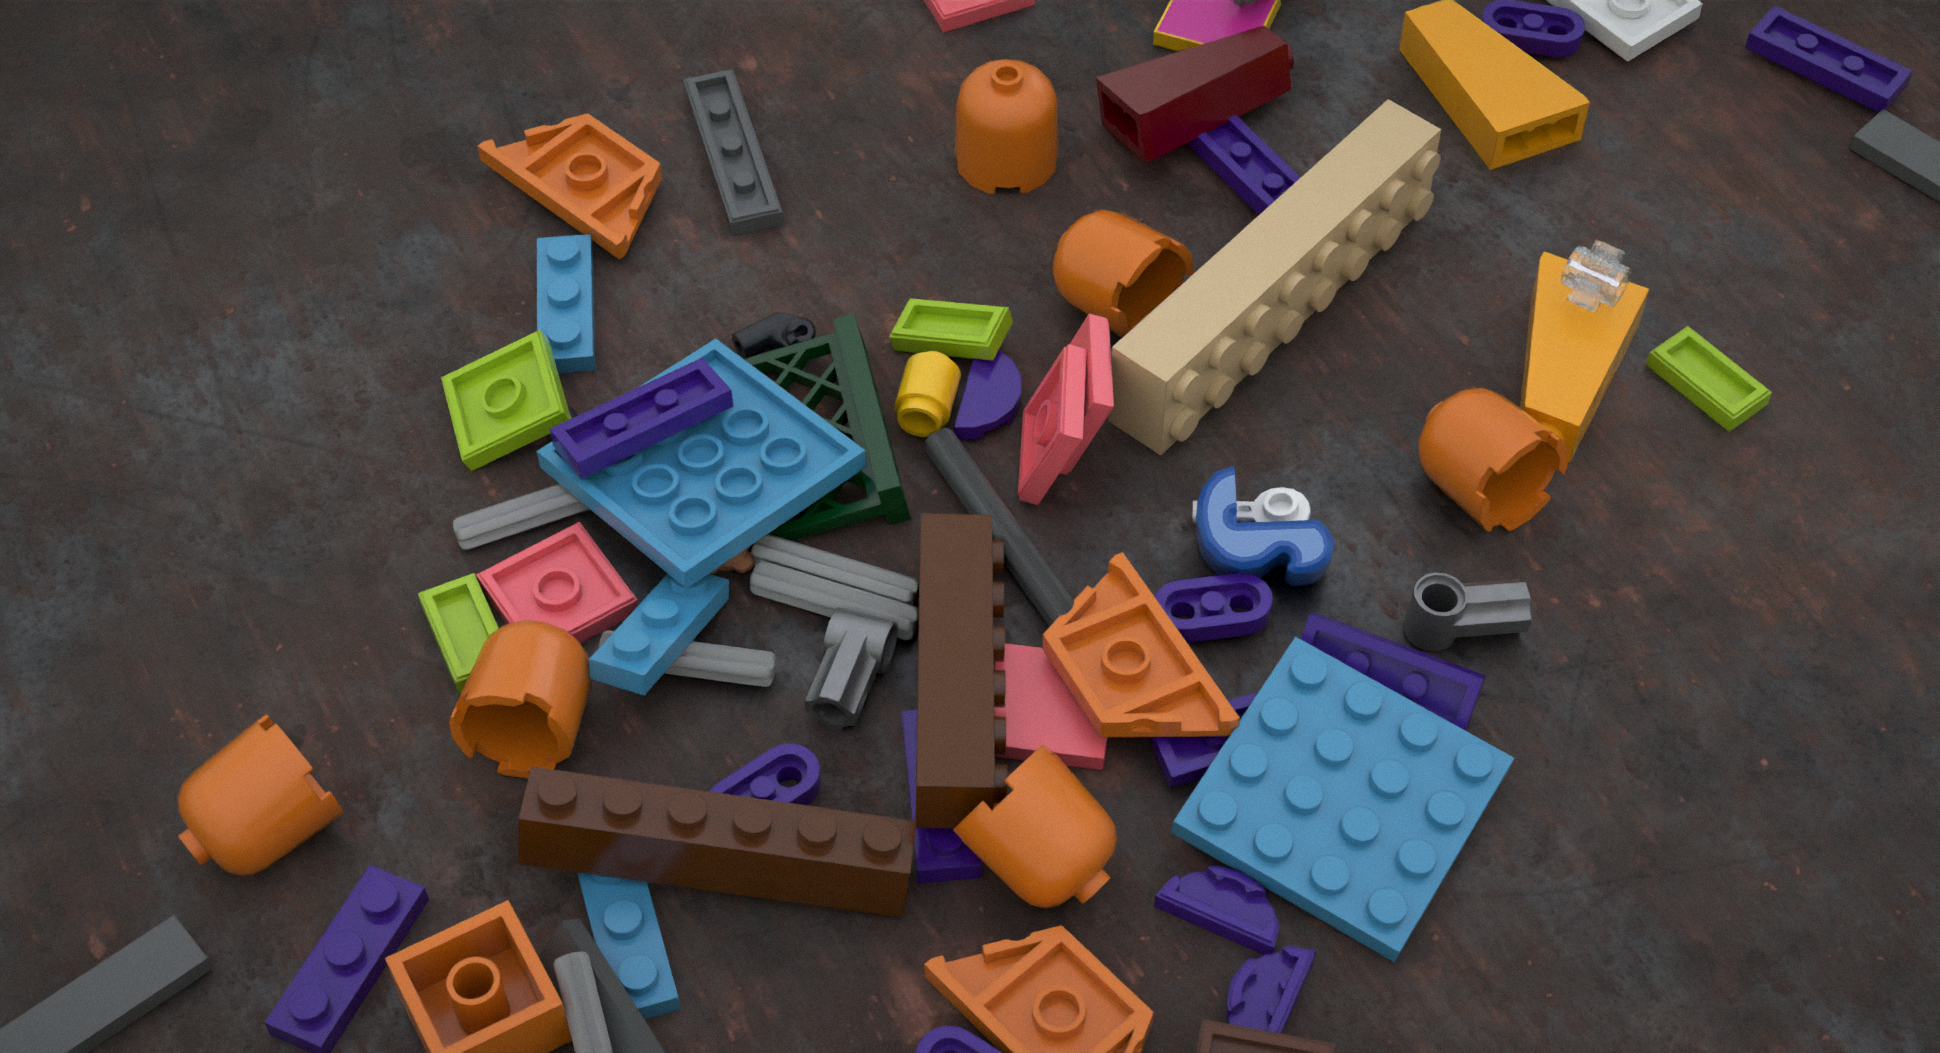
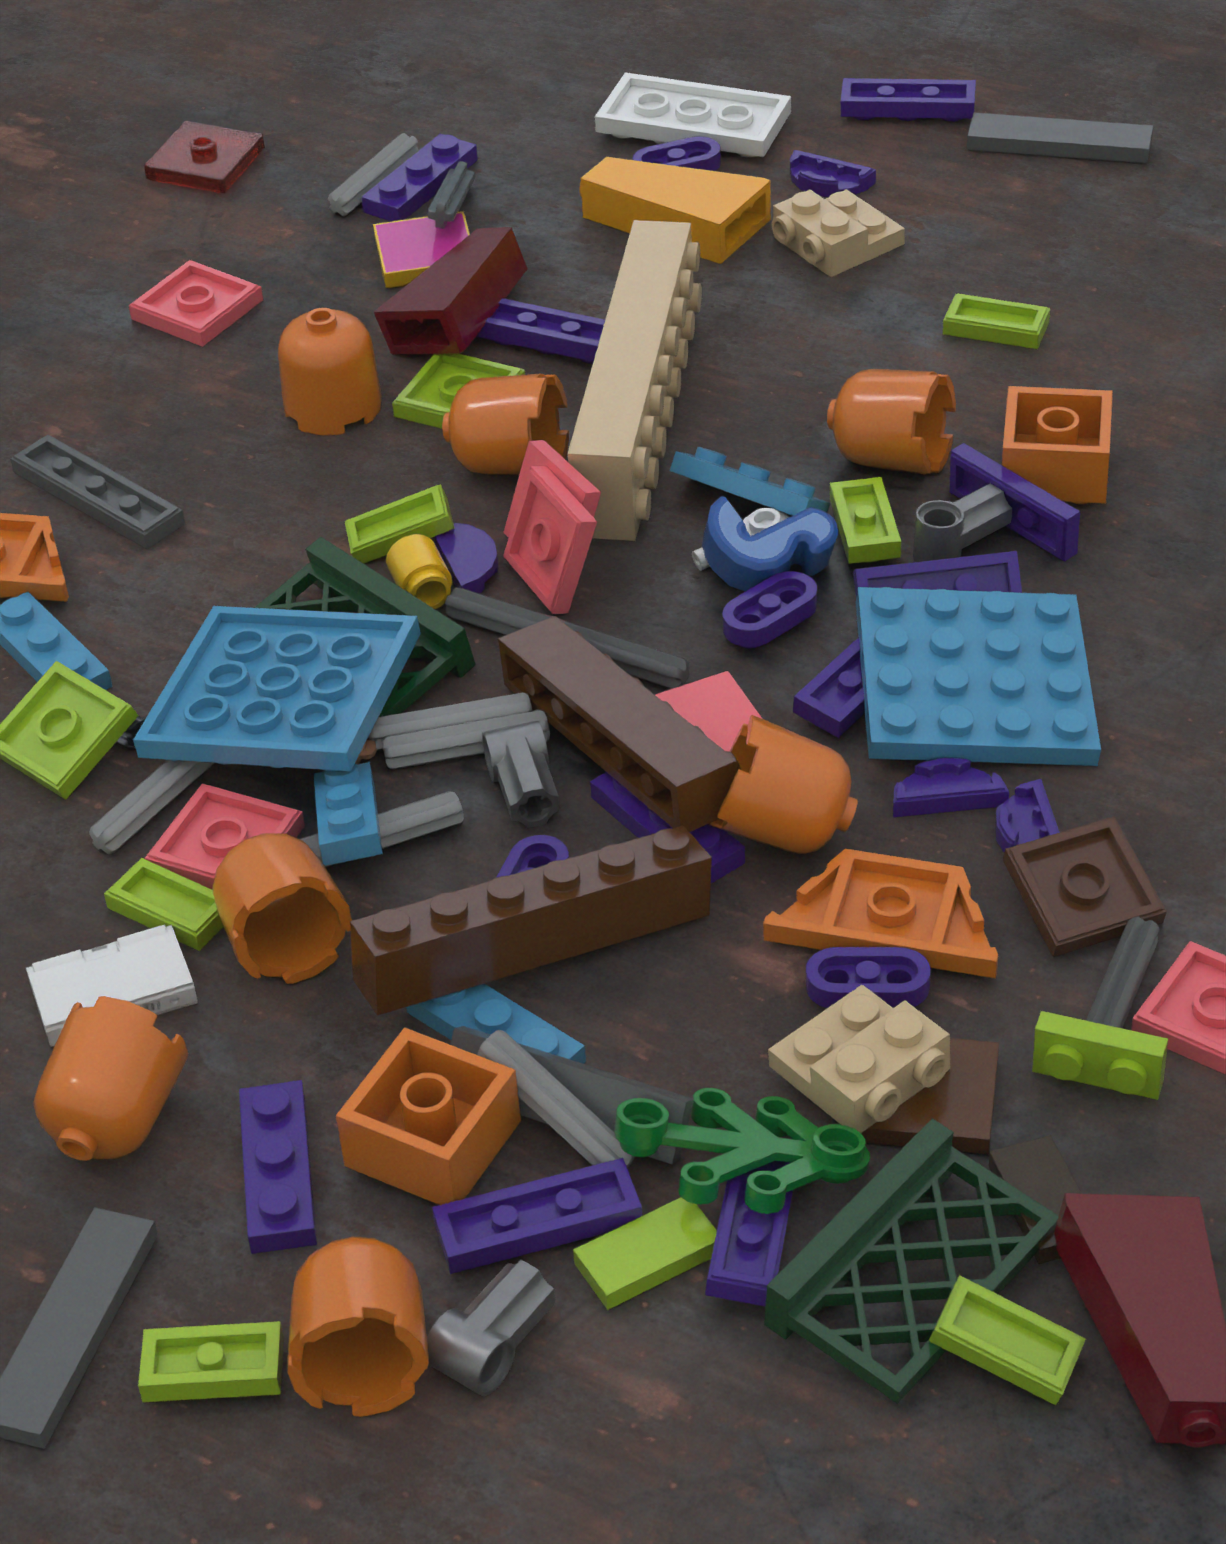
camera: 30 degrees left, 10 degrees down
(357, 691) = (136, 968): none -> white piece
(641, 418) = (211, 671): dark purple plate -> none
(774, 332) = (255, 586): black arm -> none
(1130, 188) = (436, 384): none -> lime tile
(1133, 664) = (751, 660): orange wing -> none
(1302, 456) = (747, 482): none -> dark azure plate
(1382, 553) = (865, 520): none -> lime plate
(1549, 627) = (1034, 511): none -> dark purple tile
(1573, 352) = (880, 323): light orange slope -> none
(1596, 276) = (881, 271): clear gear -> none
(1627, 187) = (834, 230): none -> tan plate
(1631, 569) = (1060, 440): none -> orange brick
(1675, 117) = (829, 175): none -> dark purple tile

